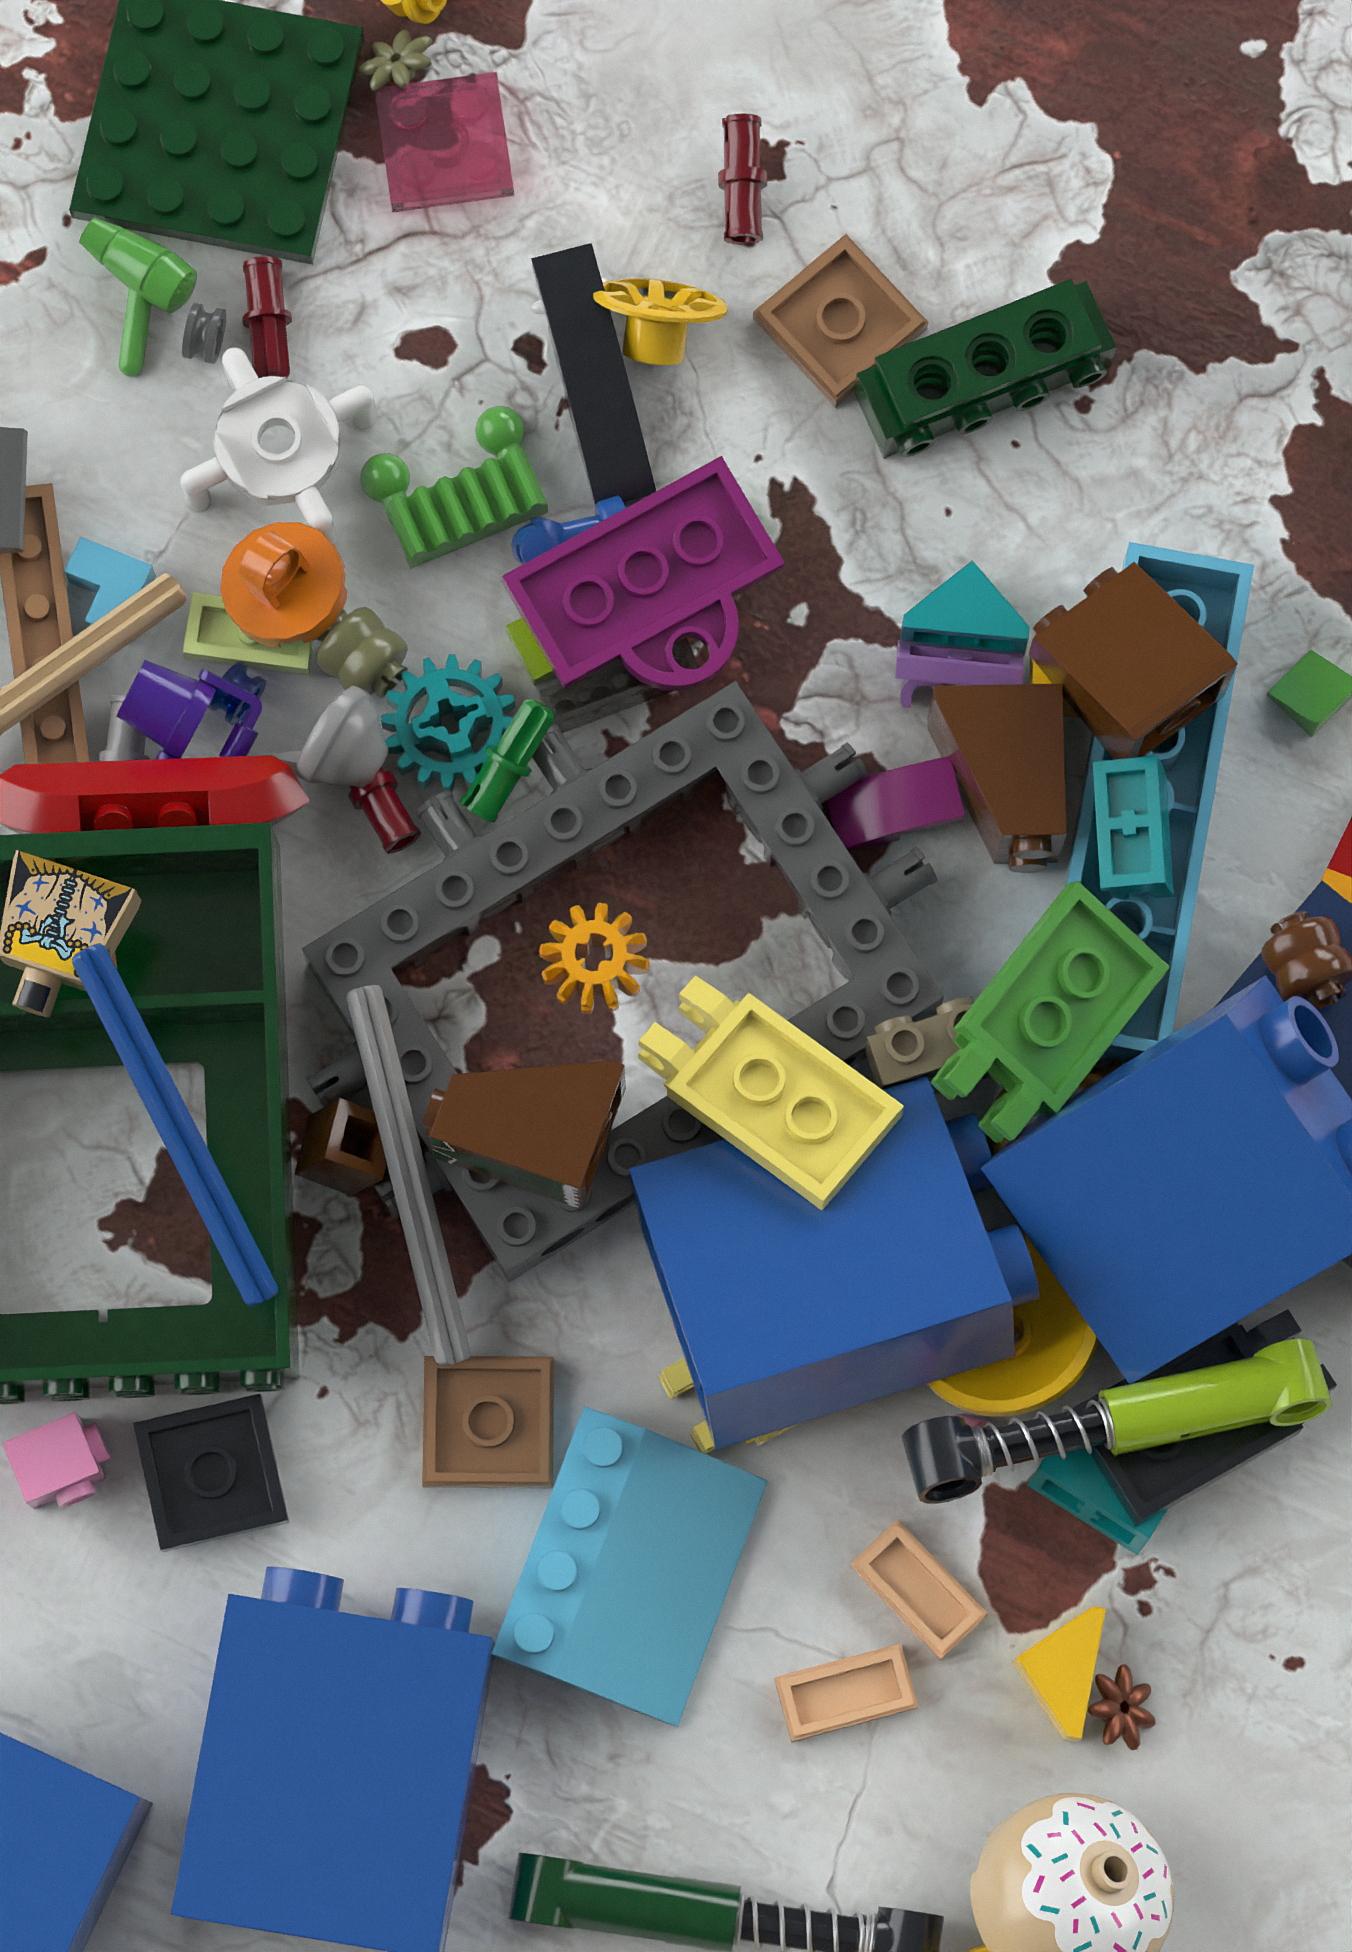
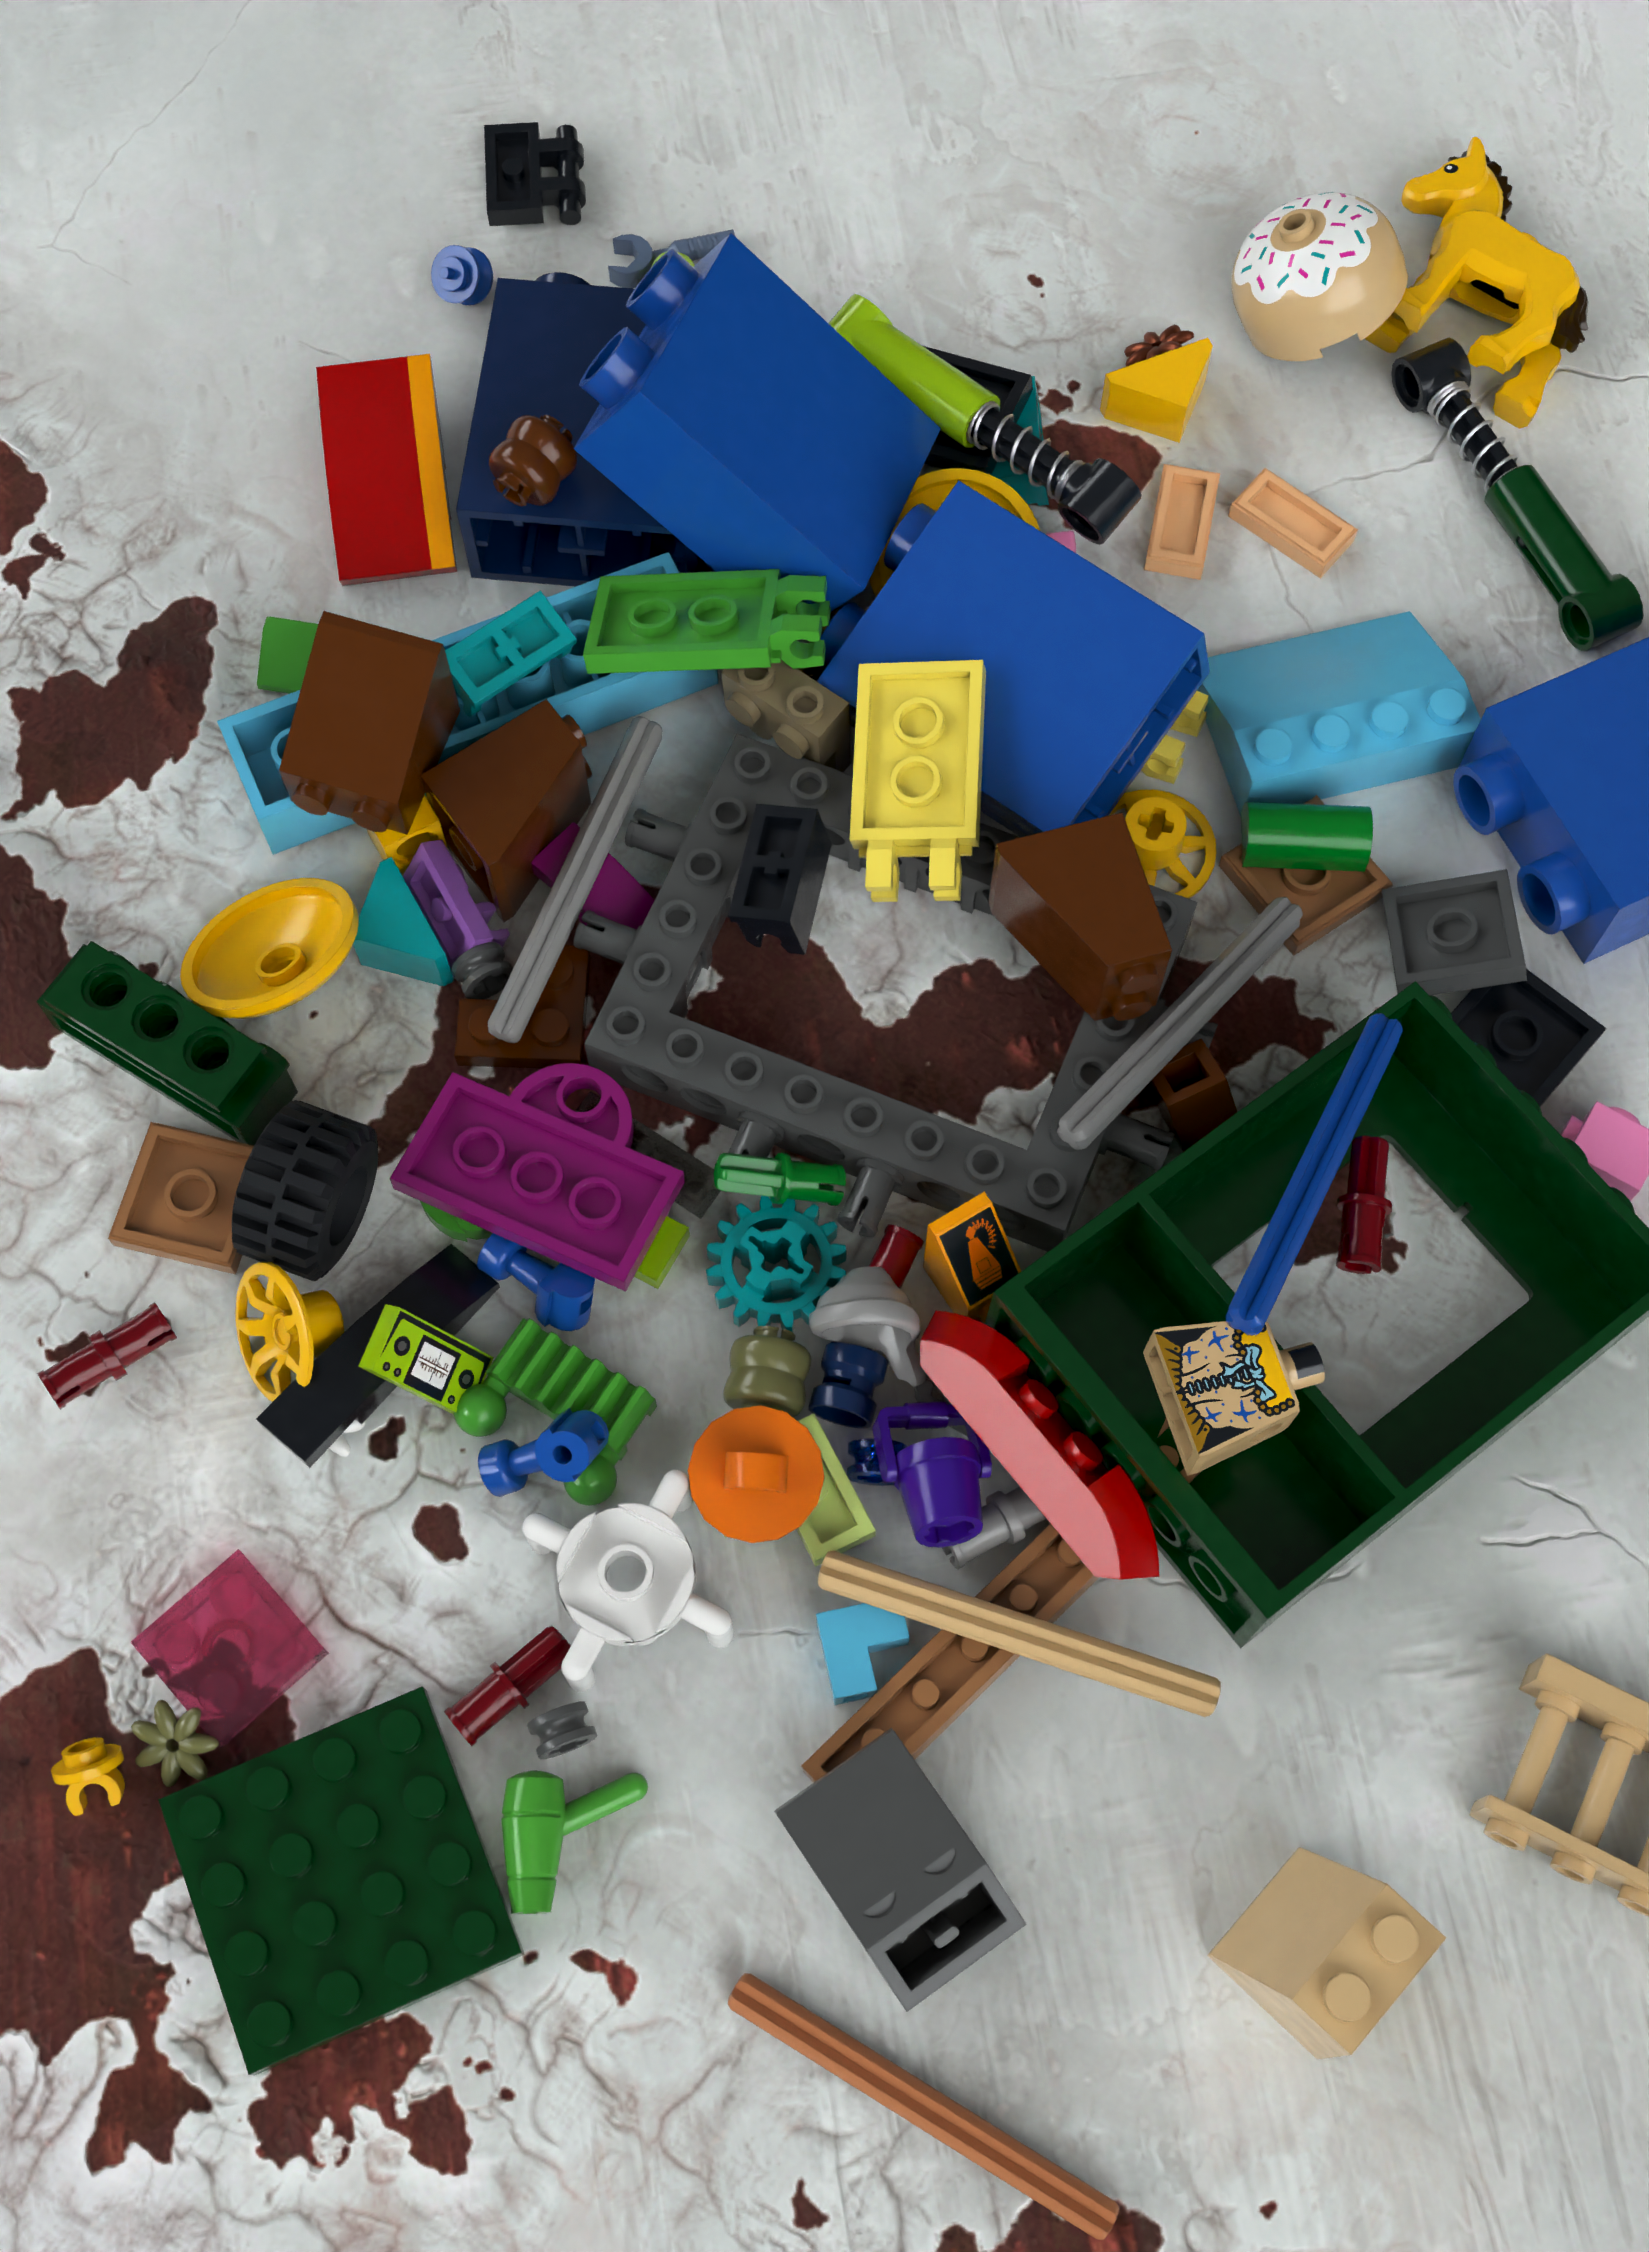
camera: 125 degrees left, 10 degrees down
(126, 1154) = (1364, 1207): none -> dark red axle
(301, 703) = (848, 1385): none -> dark blue wheel
(331, 867) = (969, 1257): none -> slope
(332, 1484) = (1455, 933): none -> dark grey plate
(407, 452) = (559, 1452): none -> blue leg
(514, 1431) = (1306, 836): none -> green brick
(555, 397) = (423, 1358): none -> tile
(607, 1307) = (1158, 833): none -> yellow wheel
(610, 974) = (907, 975): light orange gear -> none
(756, 916) = (781, 876): none -> black hinge
(758, 387) = (304, 1190): none -> black tyre
(800, 682) = (554, 1029): none -> reddish brown plate
(880, 661) = (482, 970): none -> dark grey bush
(903, 780) = (575, 881): none -> light grey axle
(1029, 477) = (270, 948): none -> yellow dish

